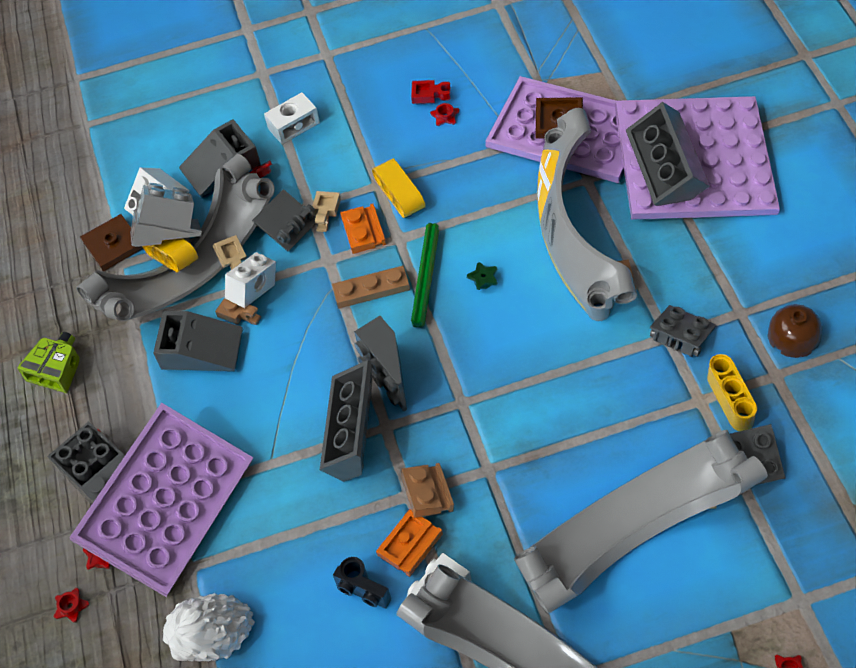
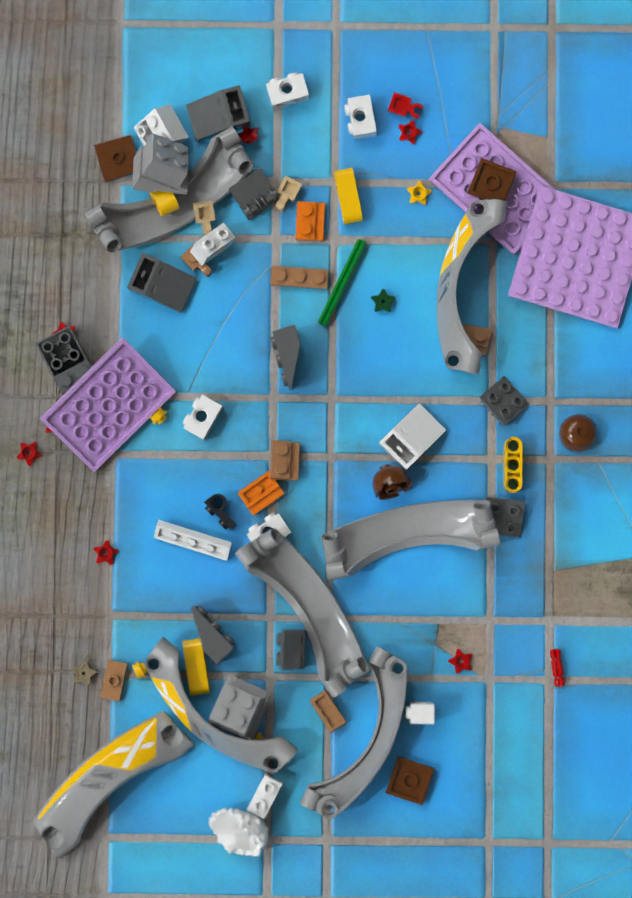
camera: 15 degrees right, 30 degrees up
(51, 363) = (52, 257): lime torso -> none
(207, 627) = (115, 507): white hair -> none
(238, 495) = (159, 416): none -> yellow plate
(298, 490) = (205, 405): none -> white brick
(333, 636) = (192, 540): none -> white plate
(347, 422) = (246, 392): dark grey slope -> none
(384, 114) = (363, 106): none -> white brick
(480, 157) = (418, 188): none -> yellow plate
(581, 465) = (390, 481): none -> reddish brown cylinder
(583, 407) = (412, 436): none -> white slope
(667, 156) = (552, 259): dark grey slope -> none

